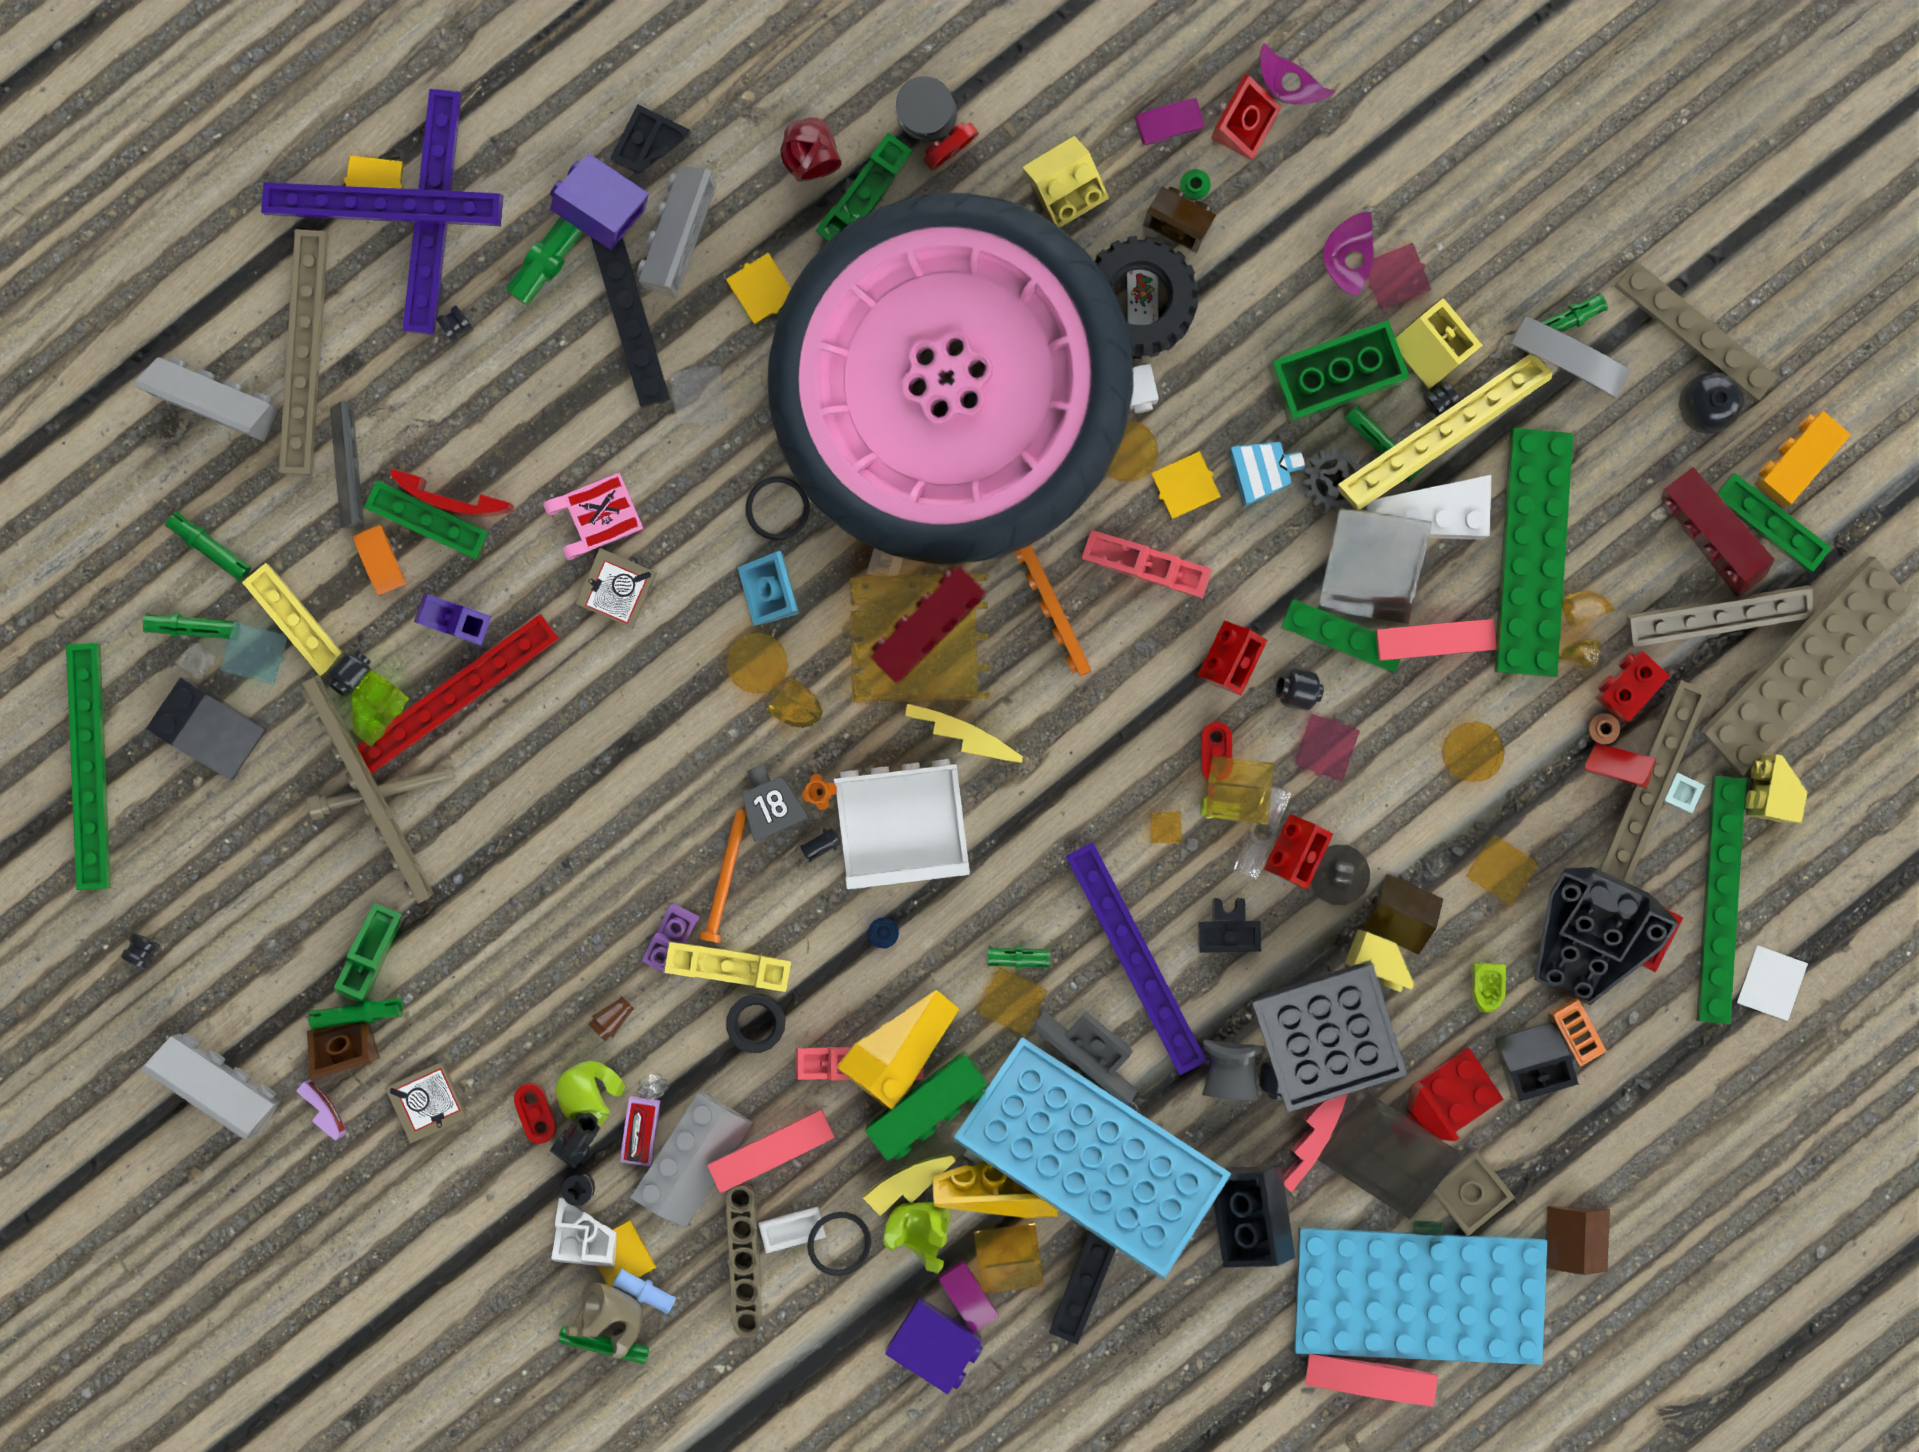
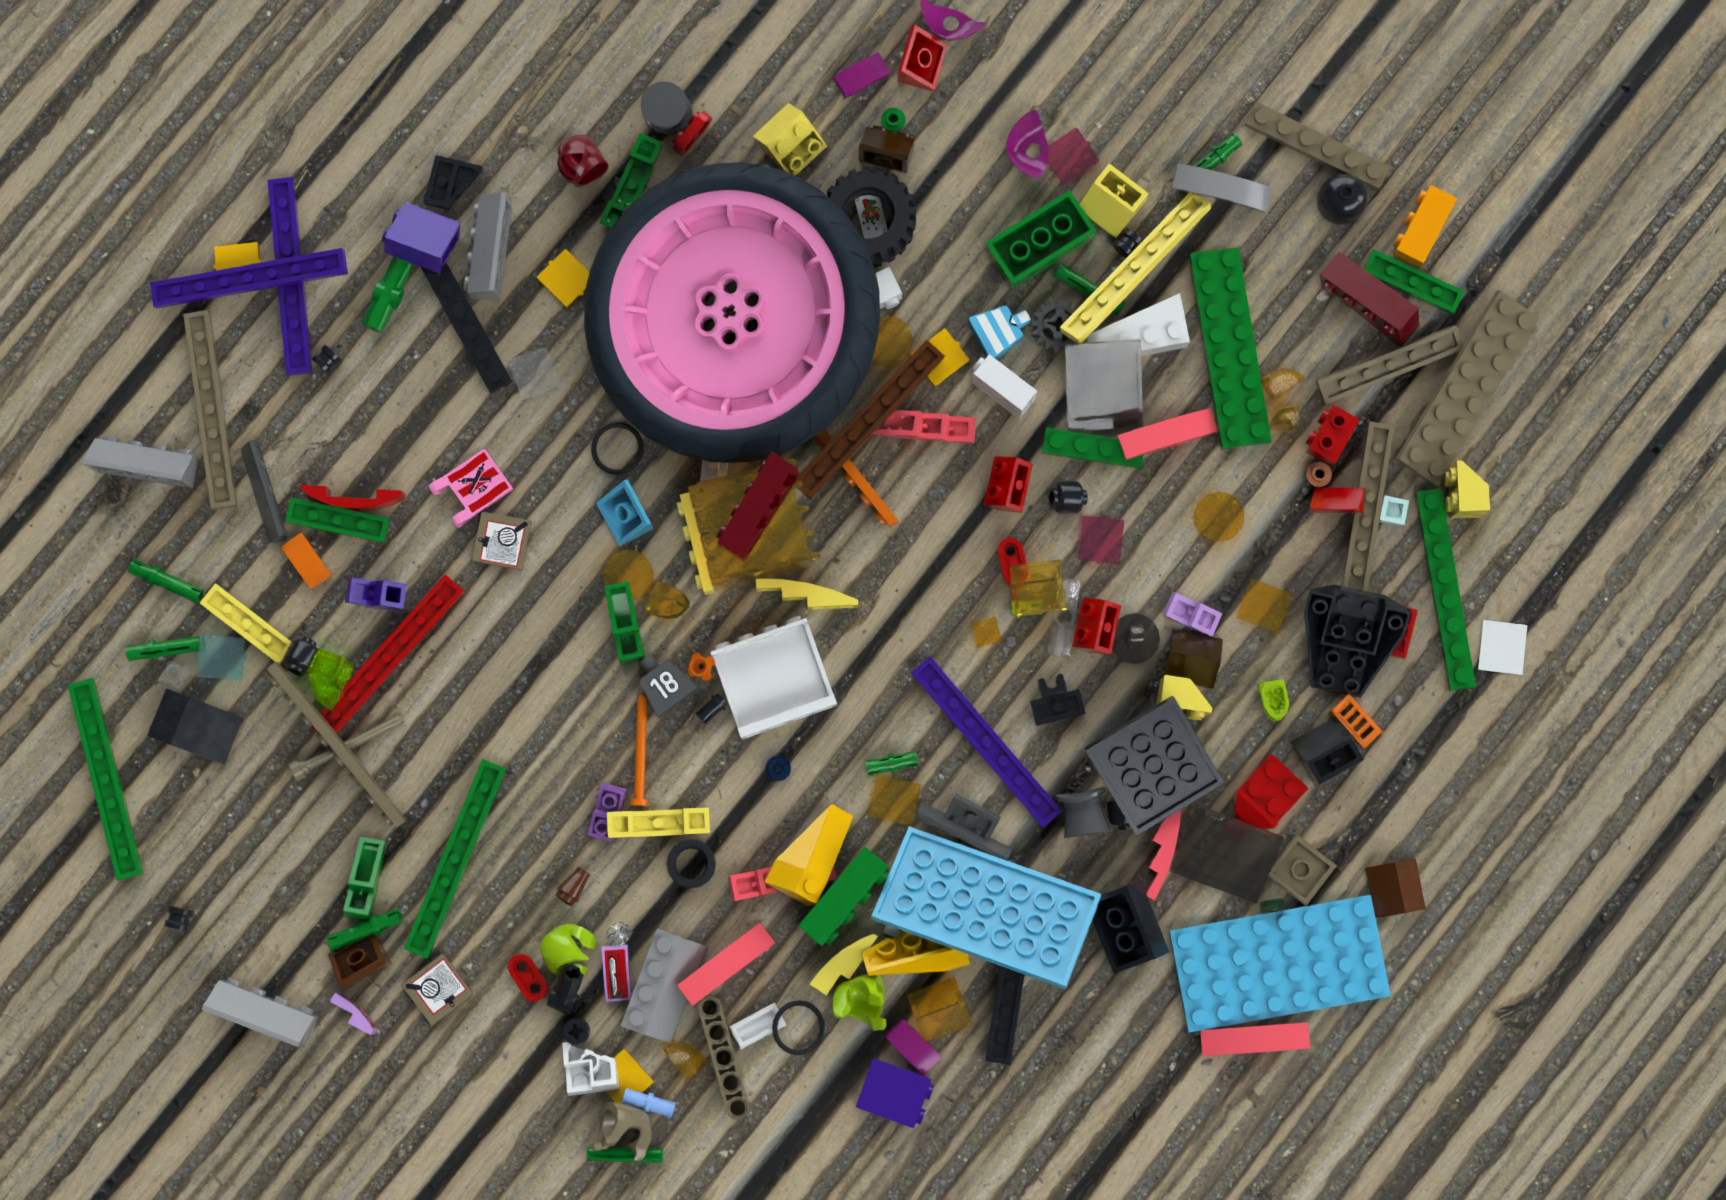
camera: 10 degrees left, 5 degrees down
(479, 954) = (455, 859): none -> green plate
(699, 1249) = (686, 1058): none -> clear yellow brick
(740, 719) = (624, 622): none -> green slope
(842, 631) = (696, 555): none -> light yellow plate
(1085, 542) = (869, 419): none -> reddish brown plate
(1253, 538) = (1003, 386): none -> white brick
(1414, 861) = (1192, 614): none -> lavender slope

